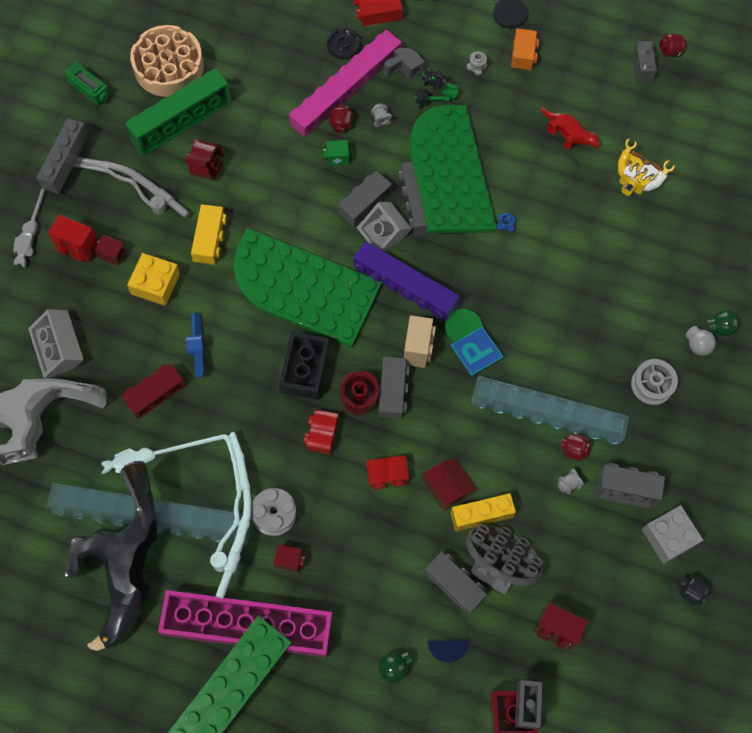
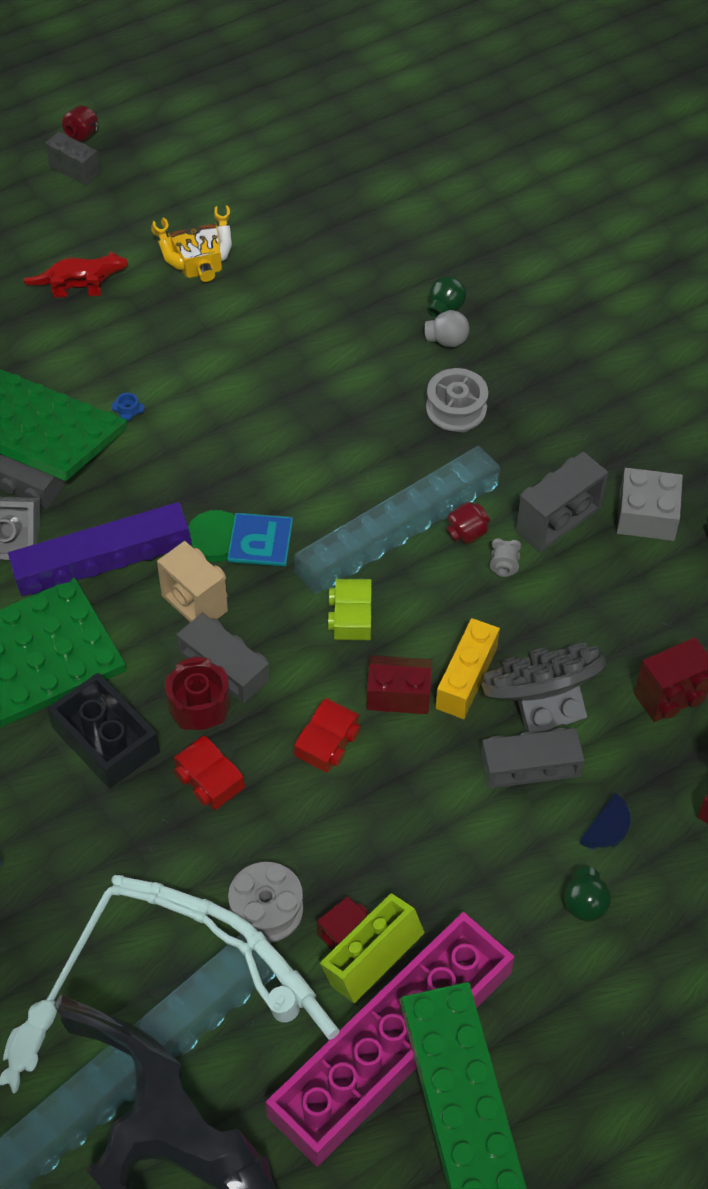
camera: 50 degrees left, 15 degrees down
(284, 581) = (372, 947): none -> lime brick
(472, 428) = (352, 609): none -> lime brick

